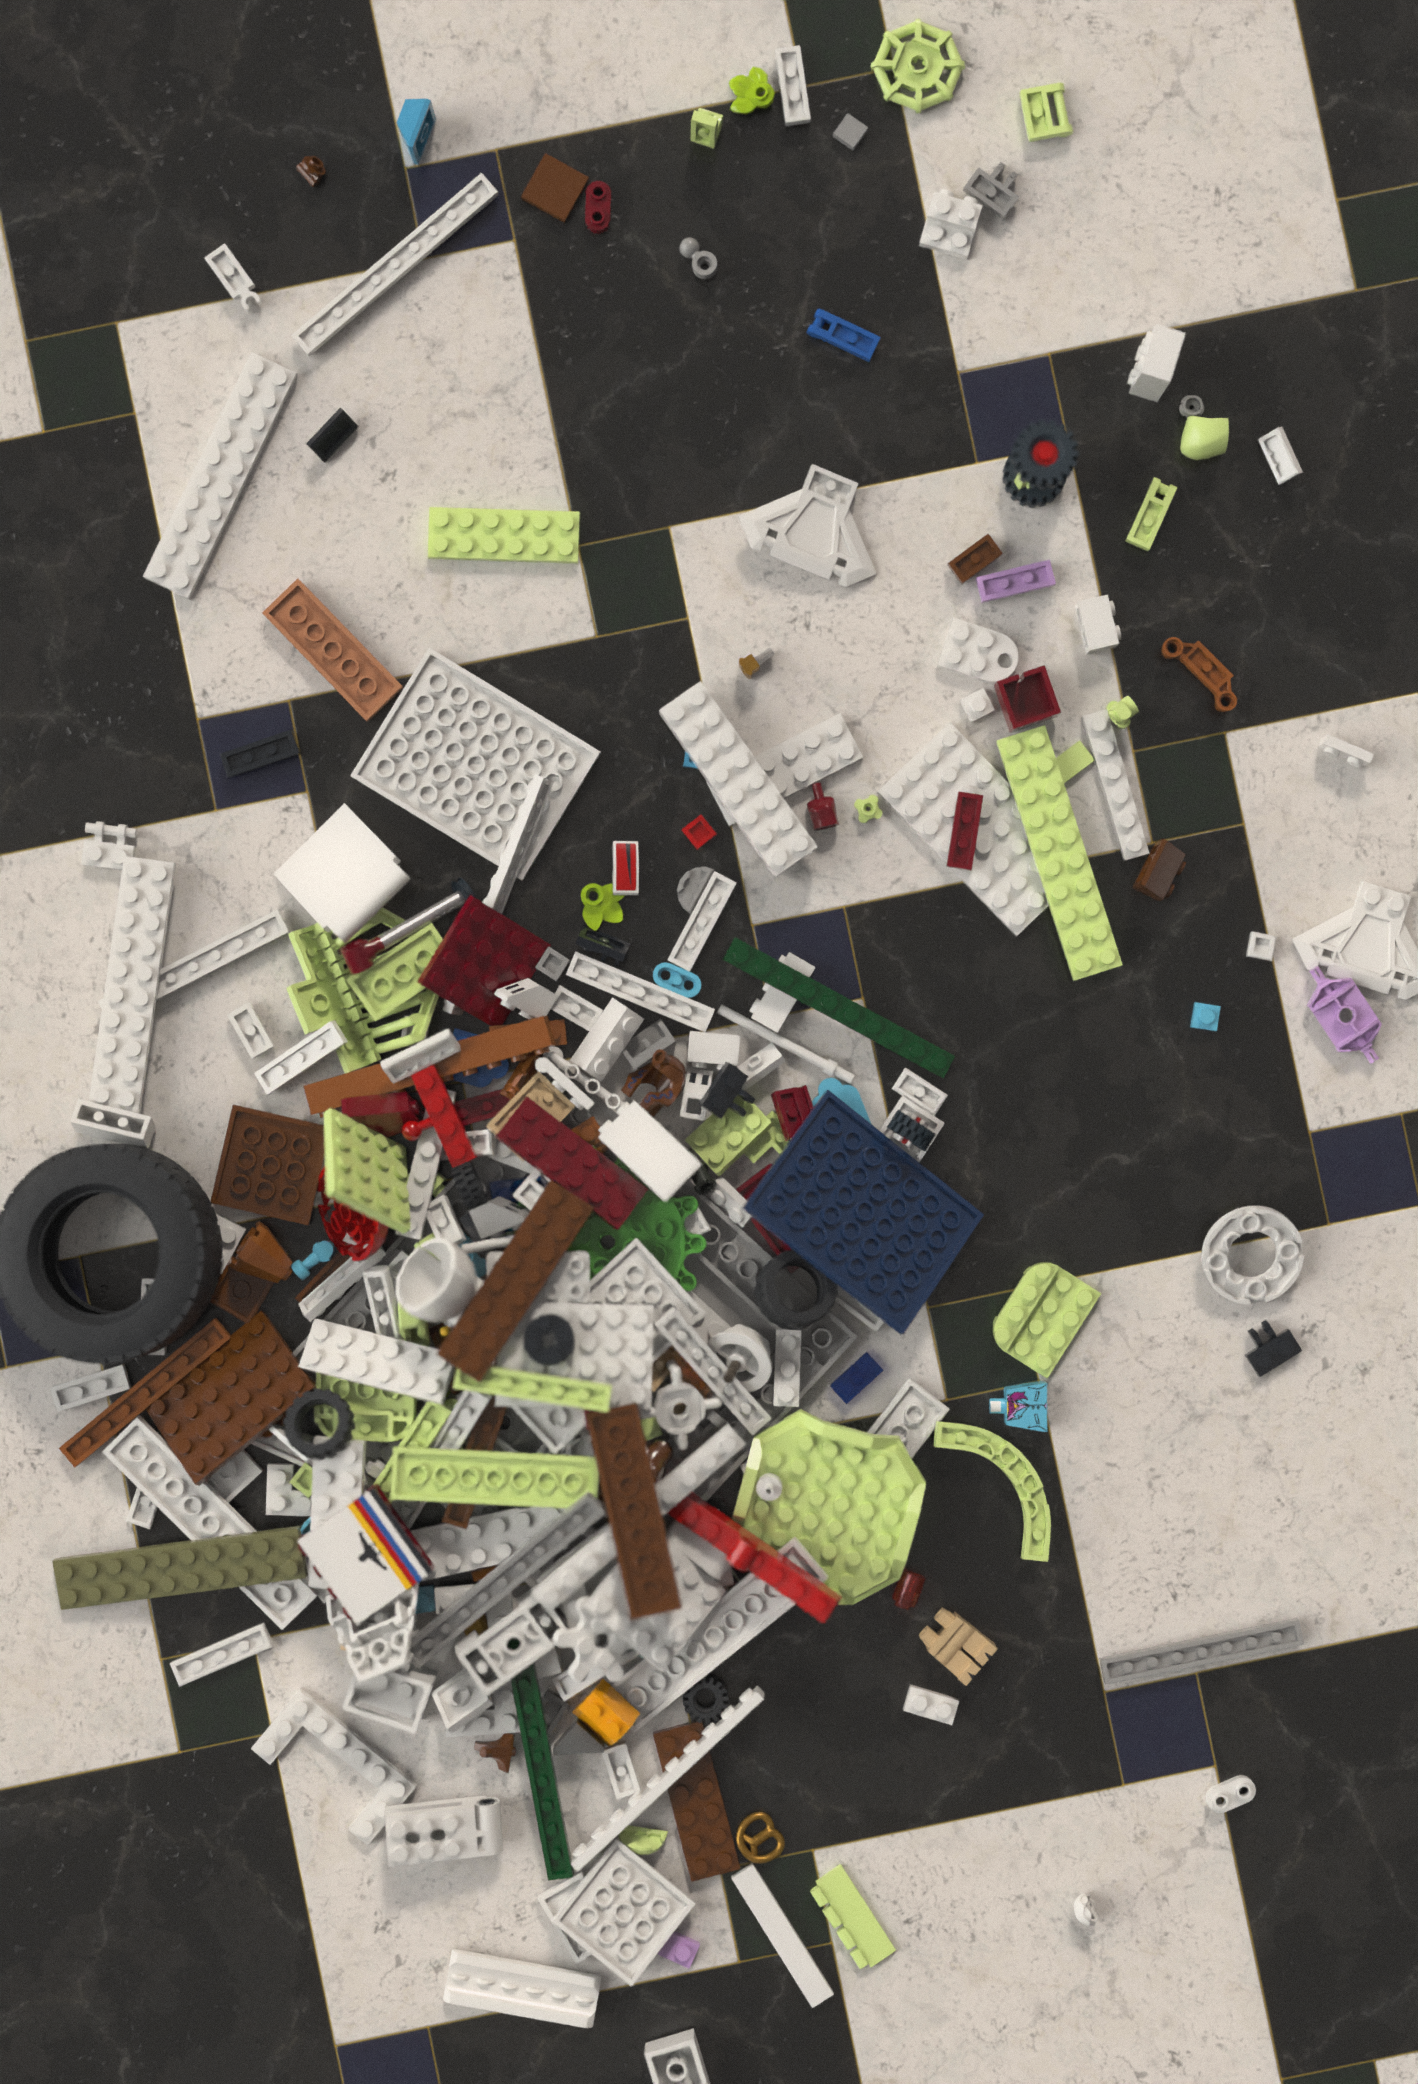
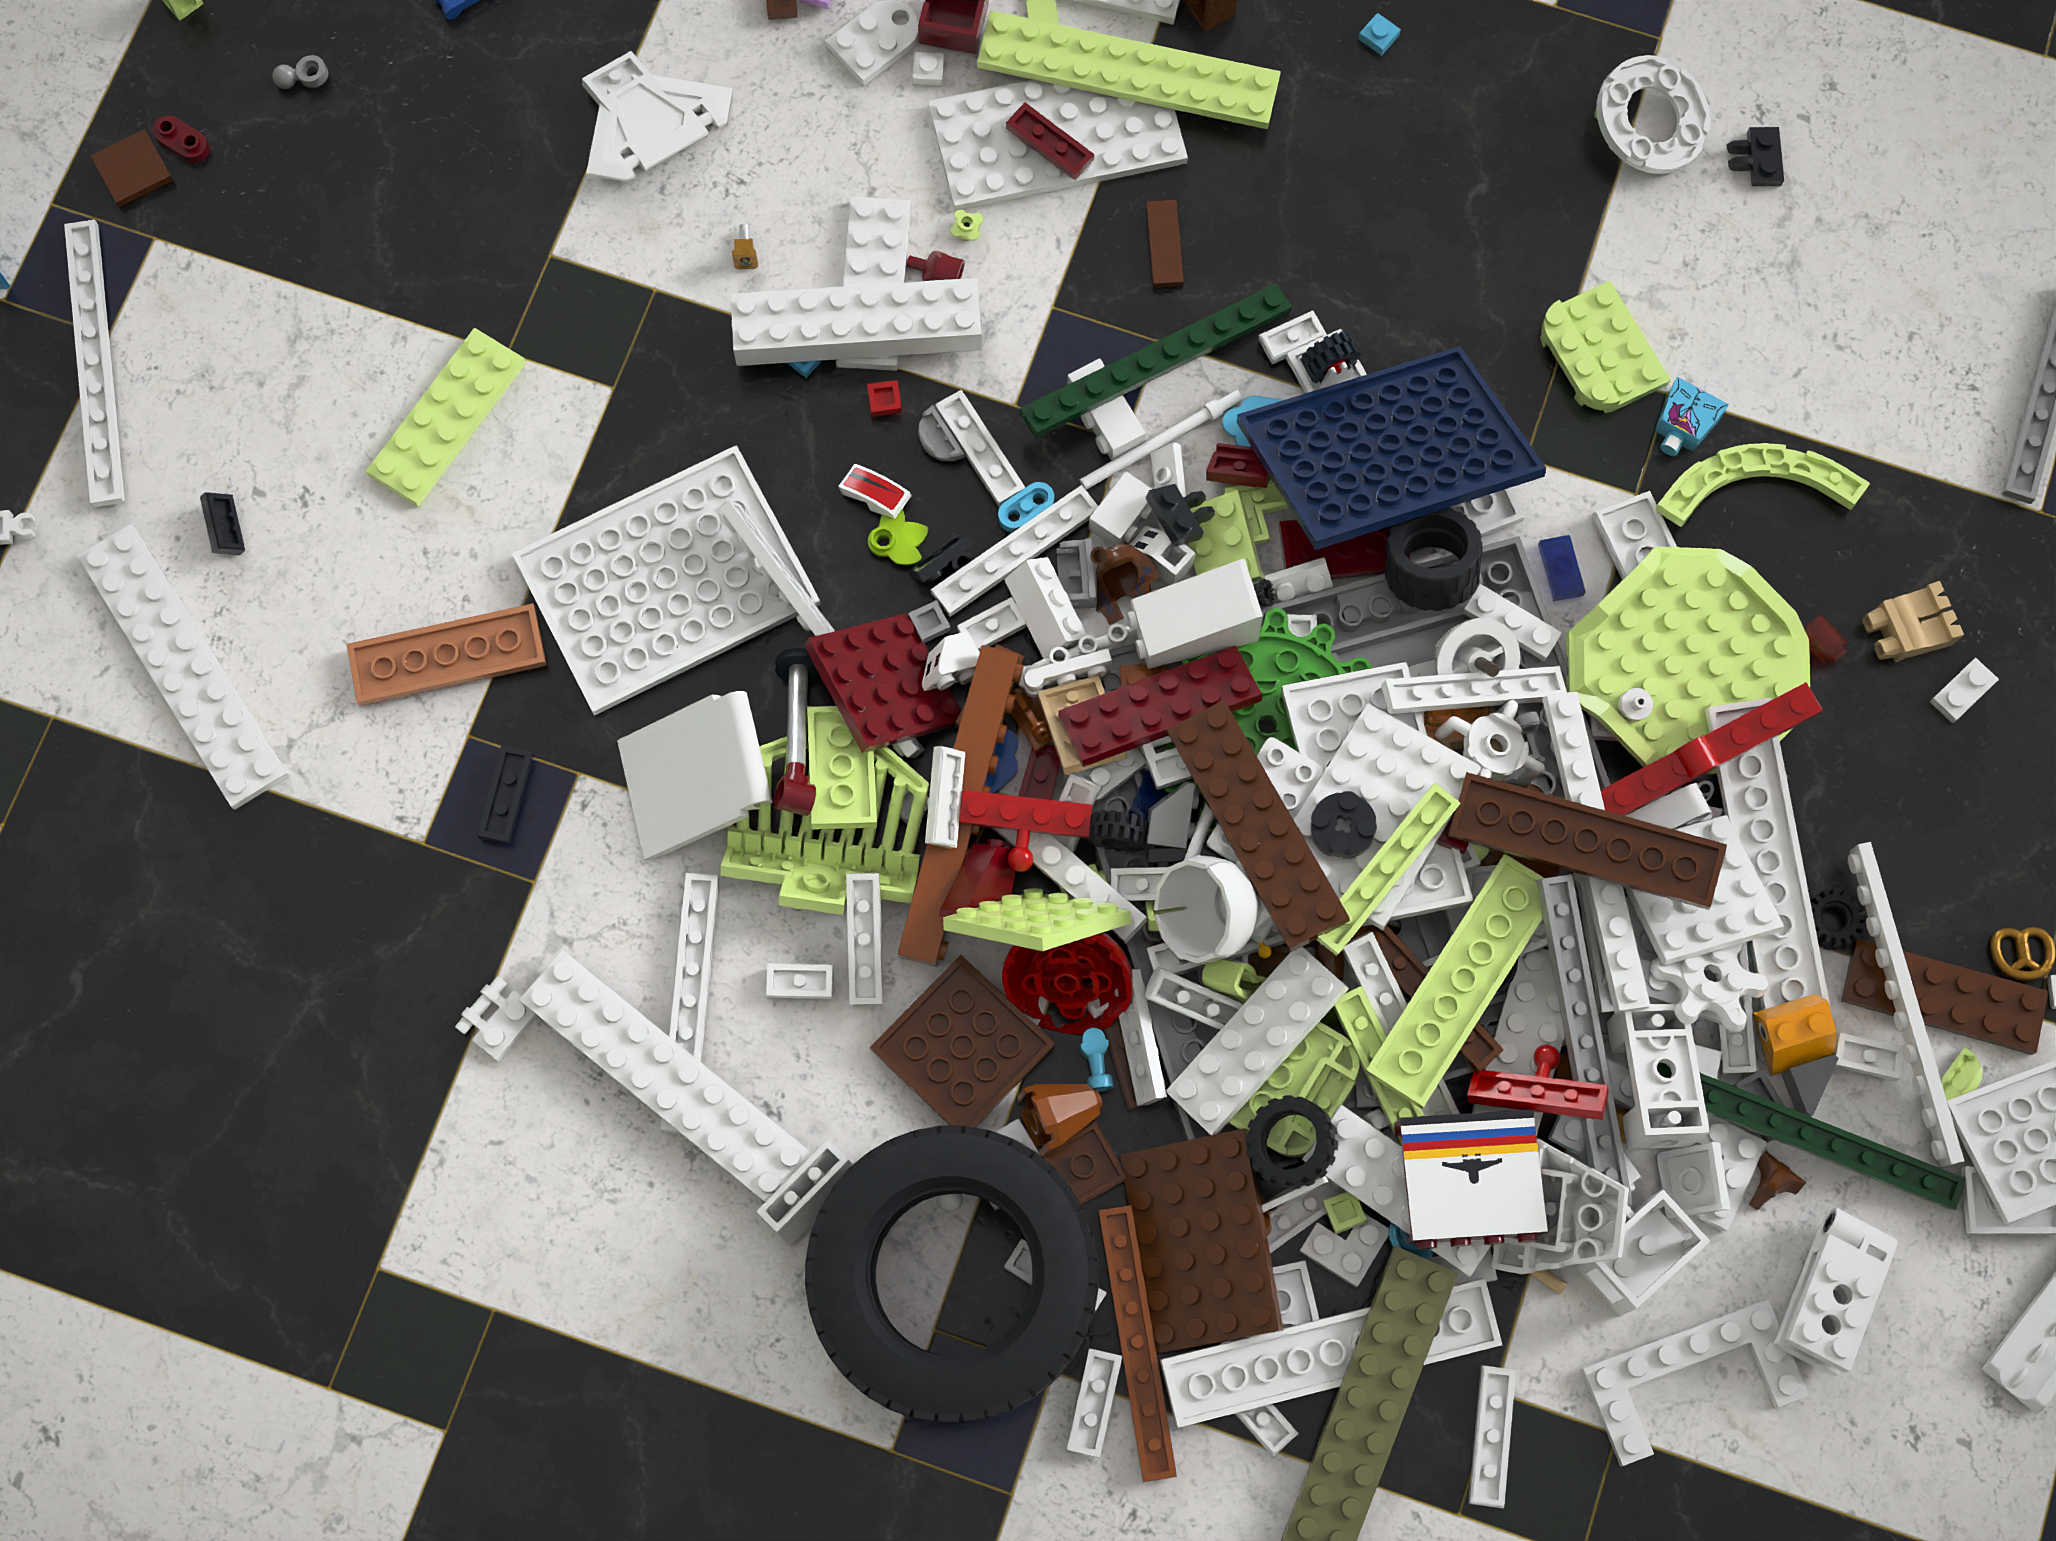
camera: 65 degrees left, 15 degrees down
(449, 1568) = (1539, 1091): none -> red plate
(939, 958) = (1164, 244): none -> reddish brown tile

